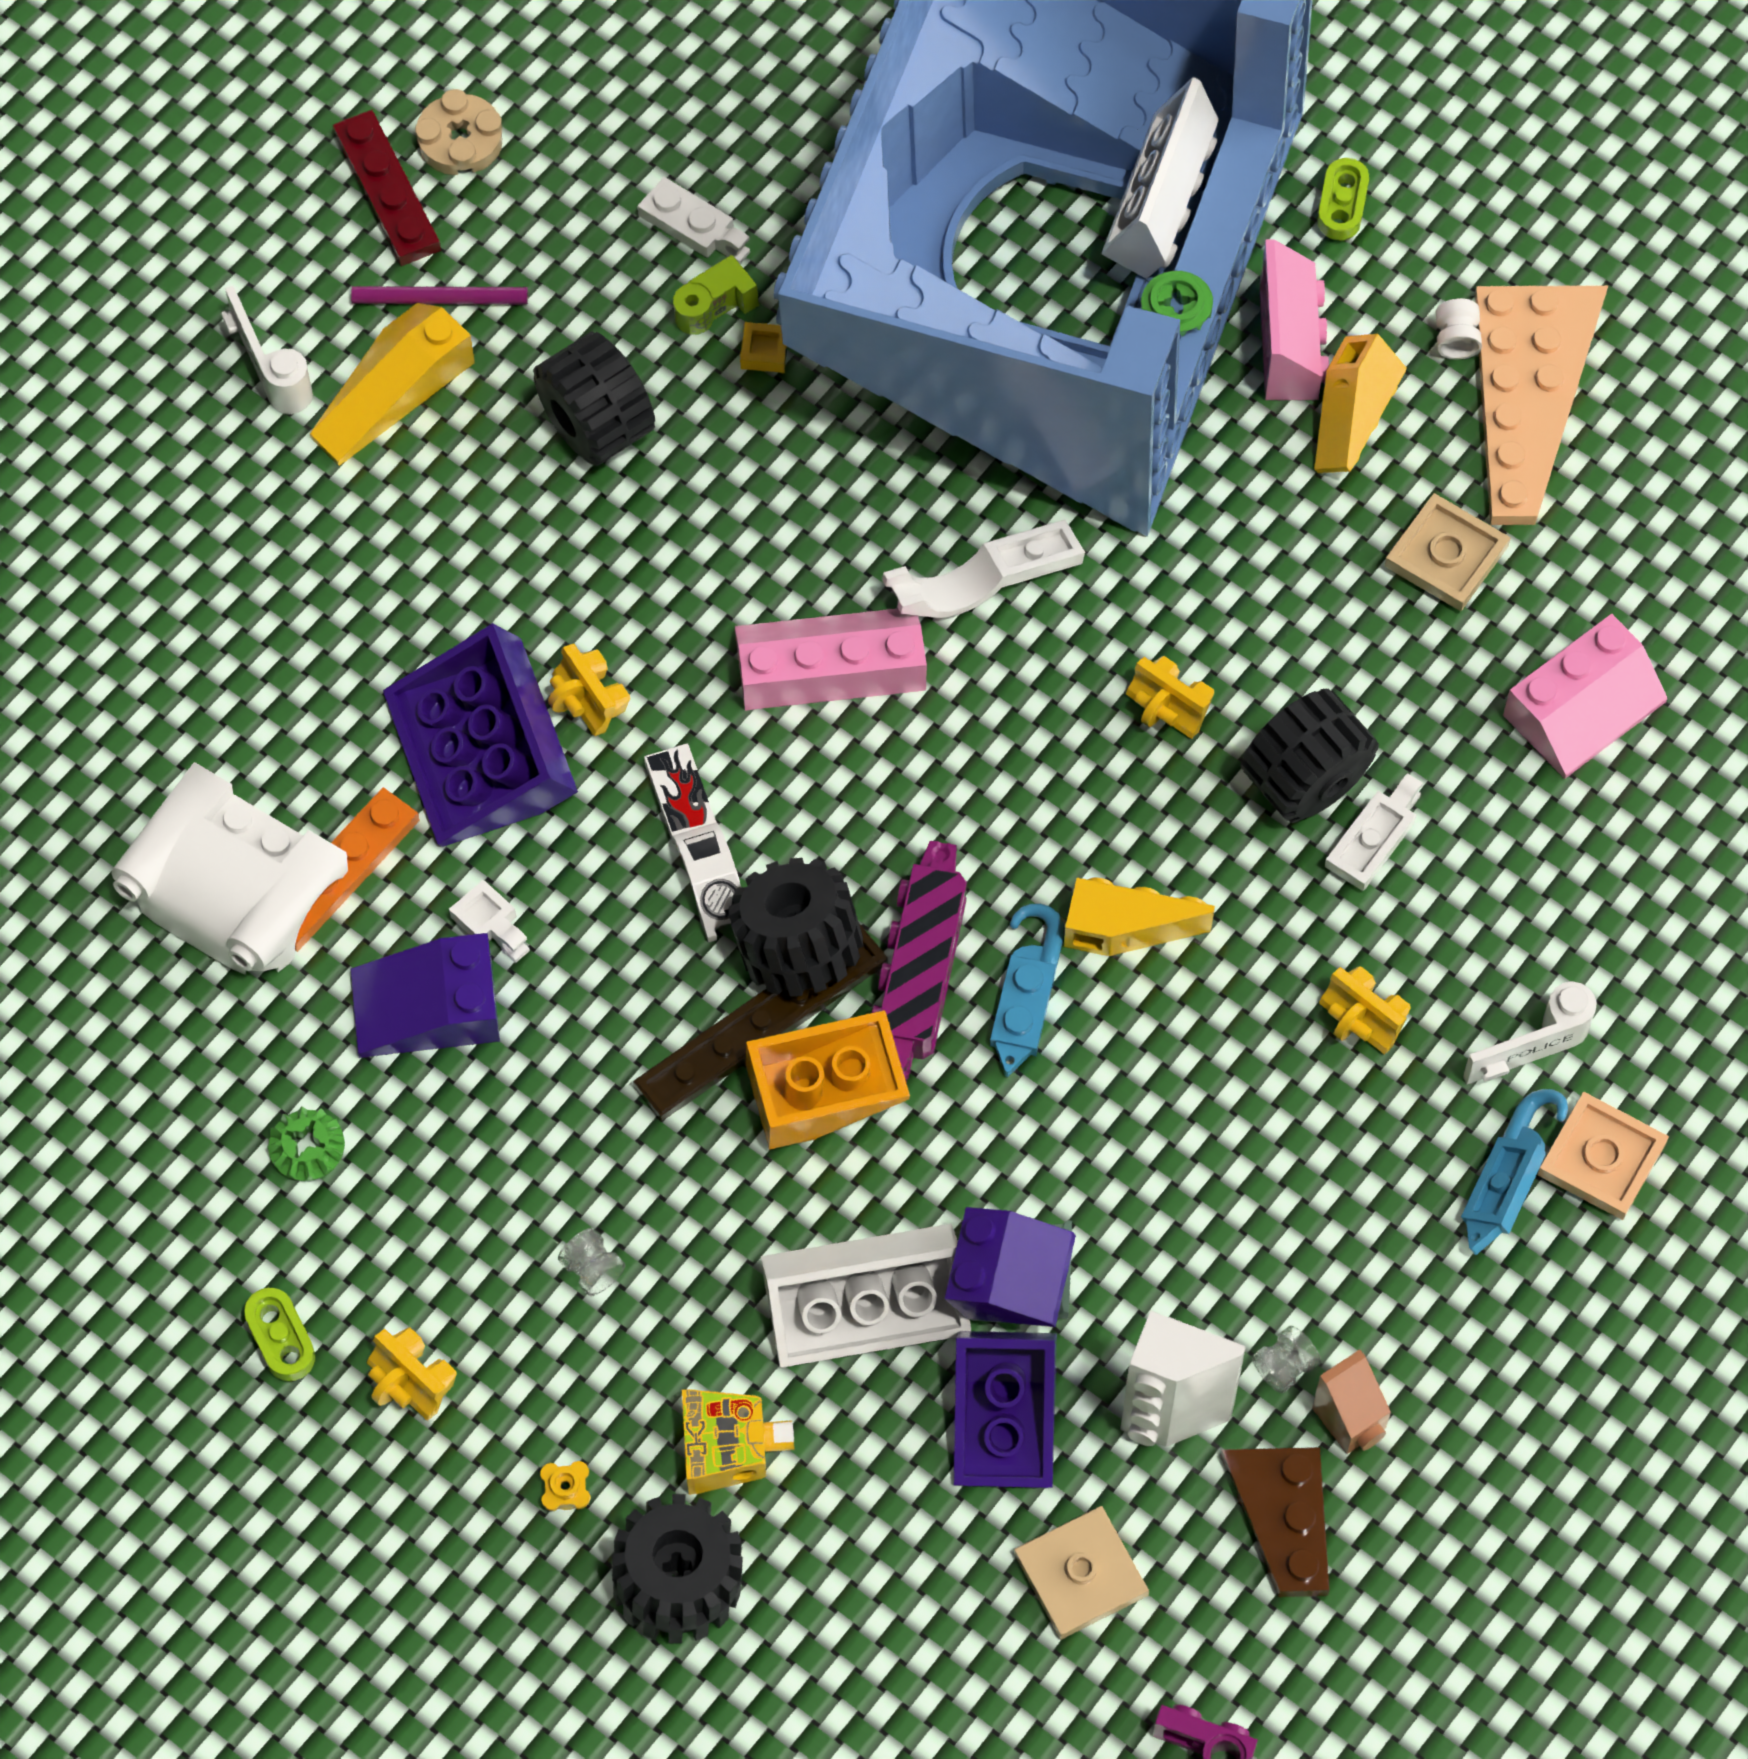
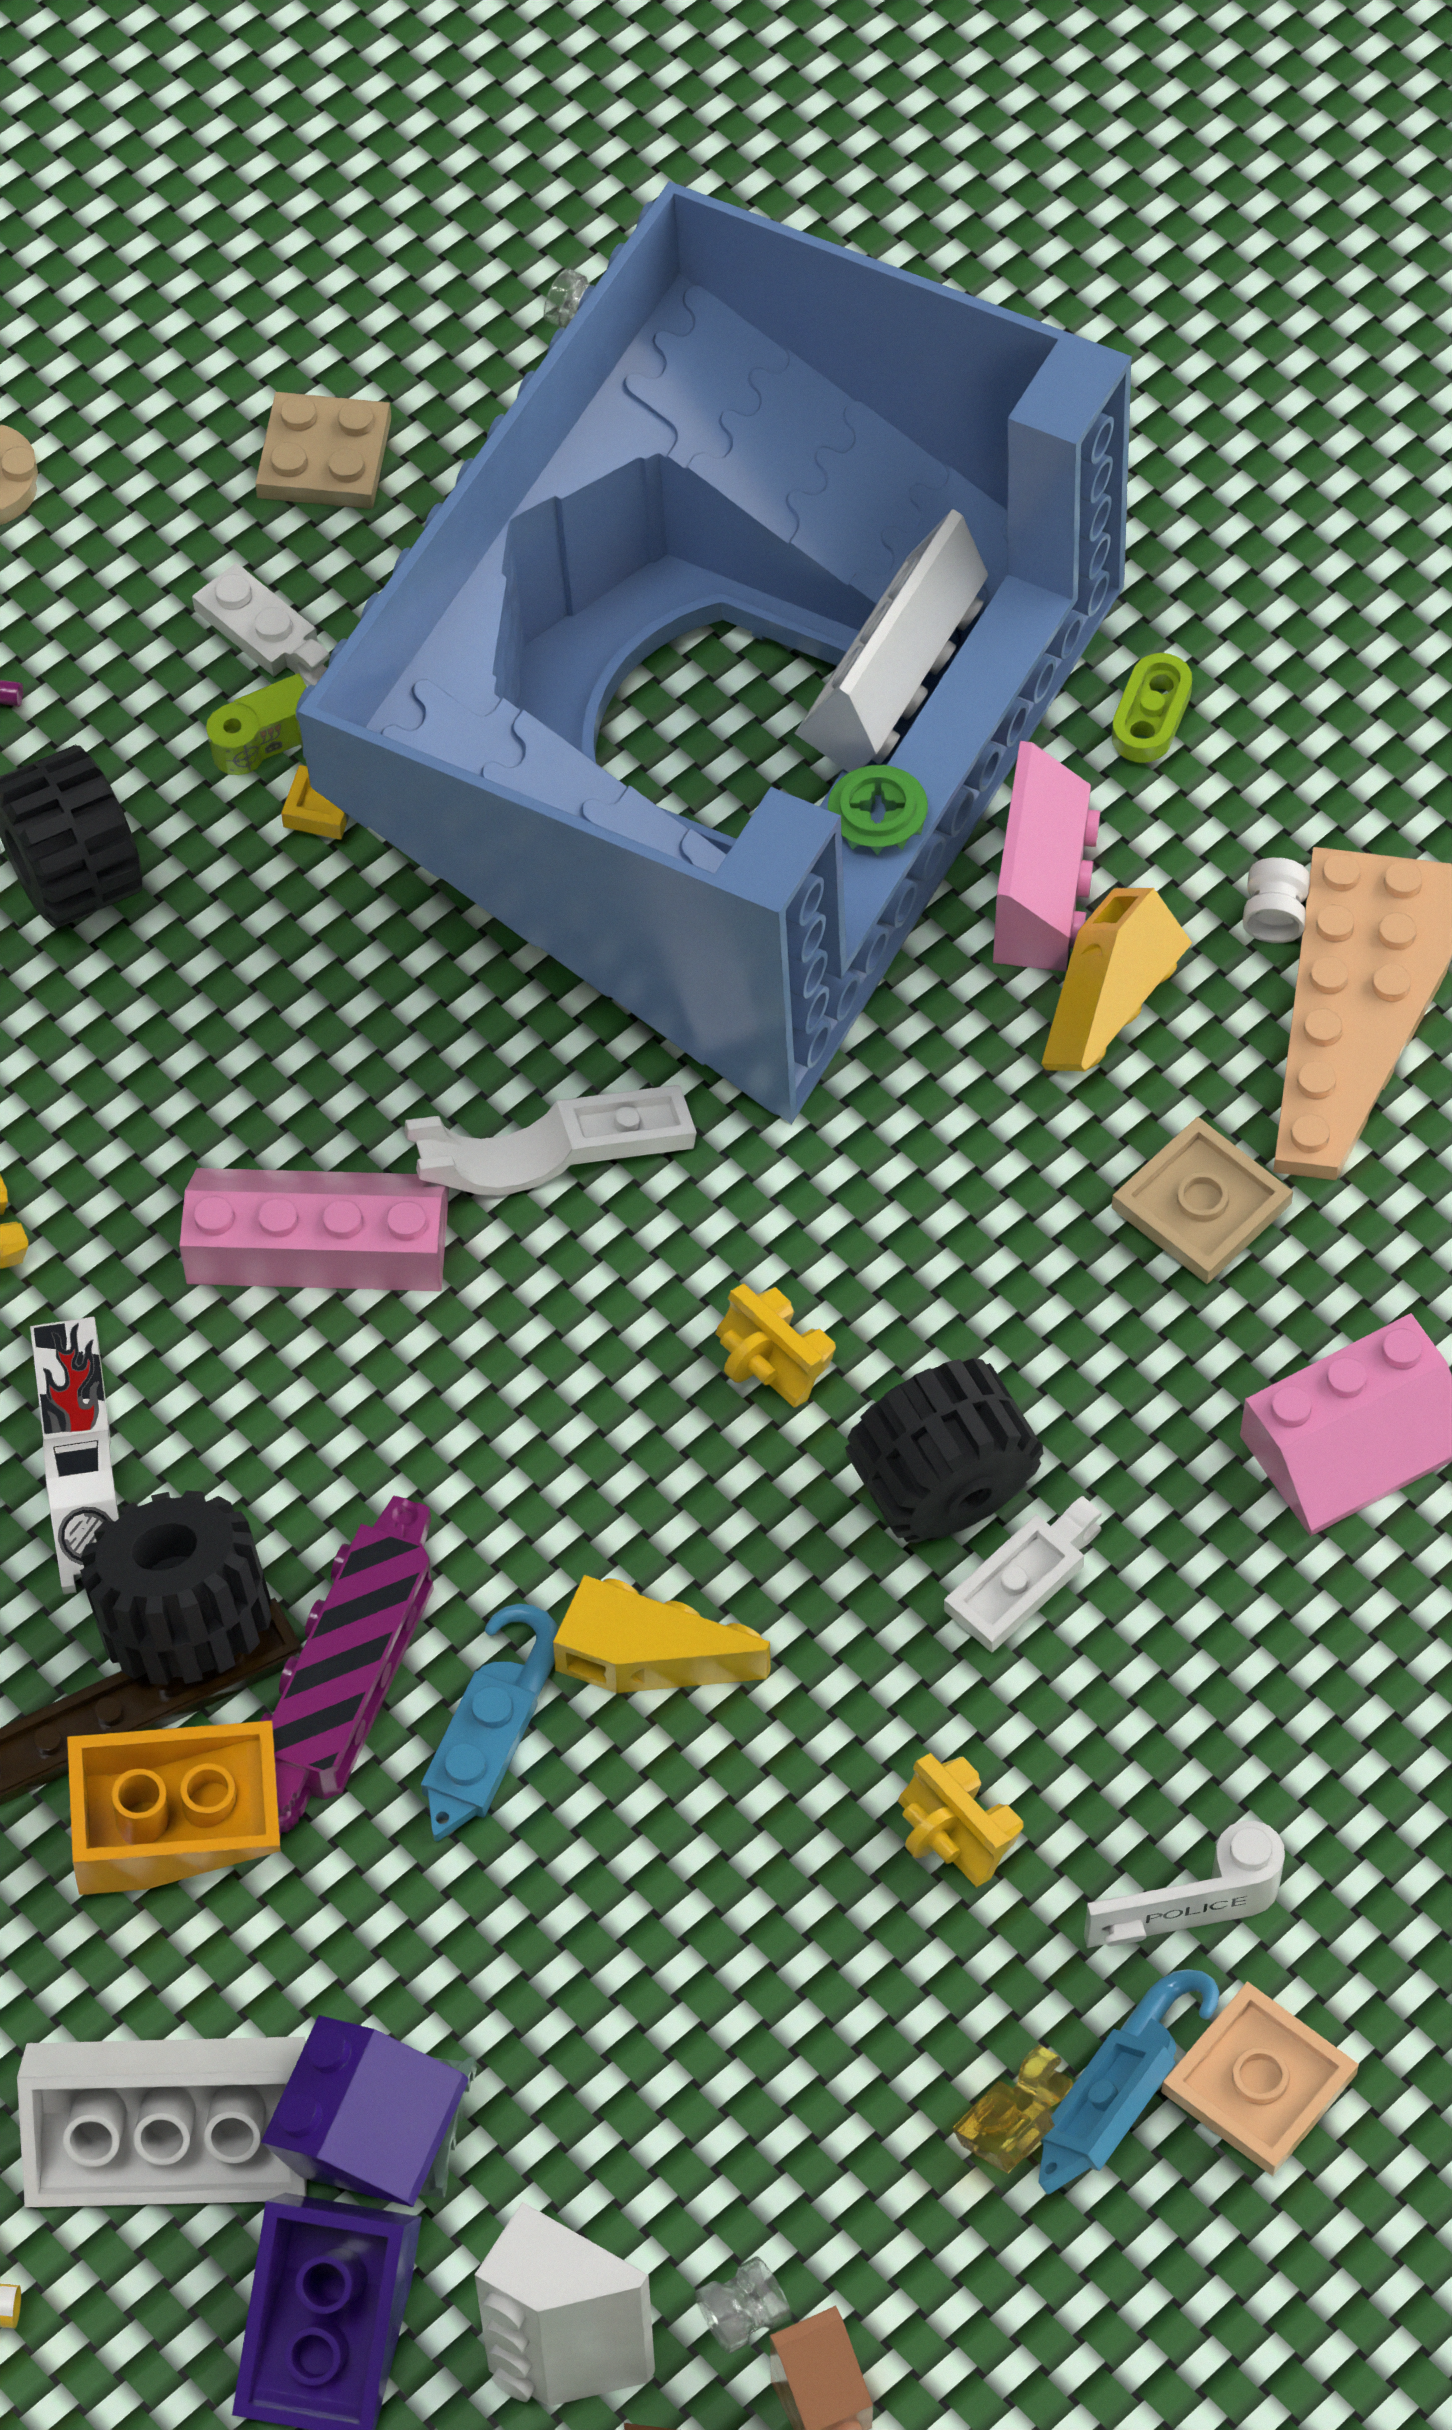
camera: 10 degrees right, 5 degrees down
(707, 83) = (323, 450): none -> tan plate
(1443, 1208) = (1013, 2120): none -> clear yellow plate

